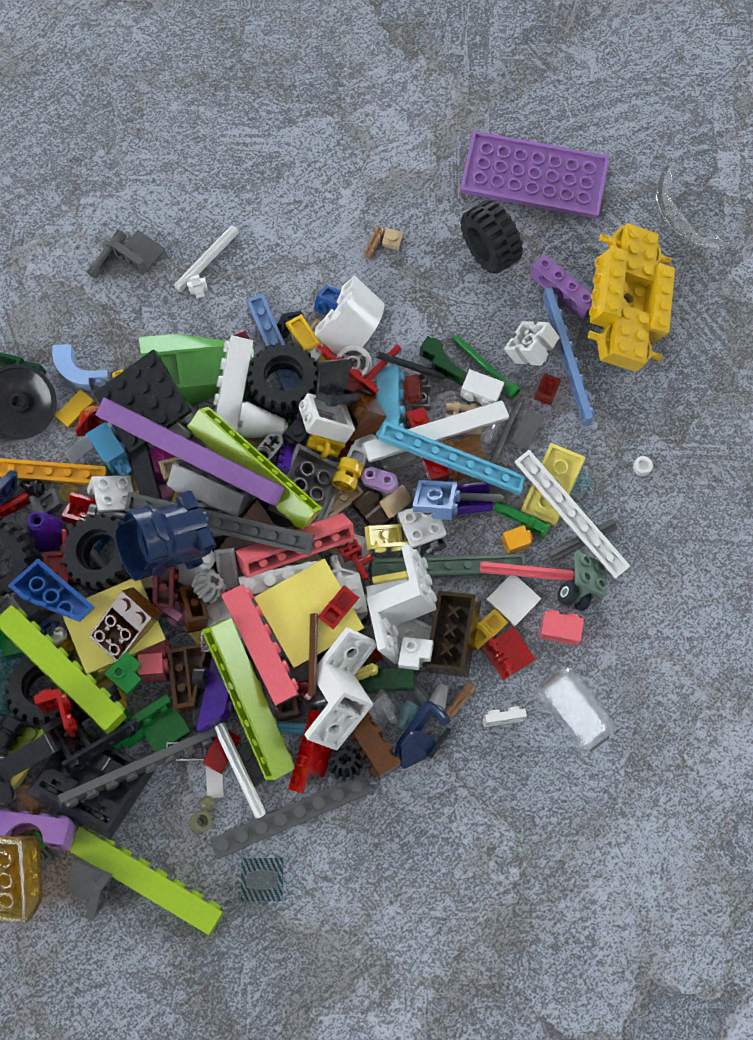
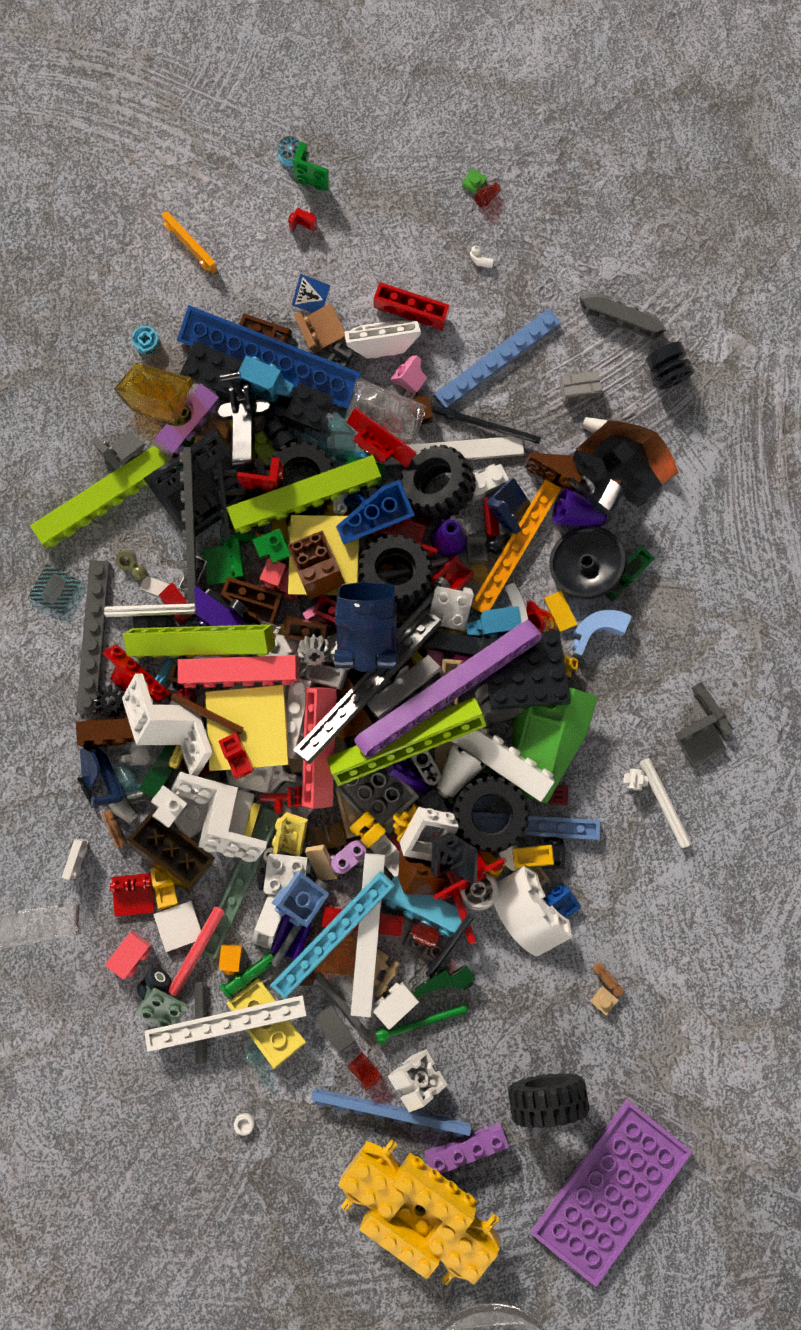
camera: 110 degrees right, 10 degrees up
(469, 522) = (267, 924): none -> white slope

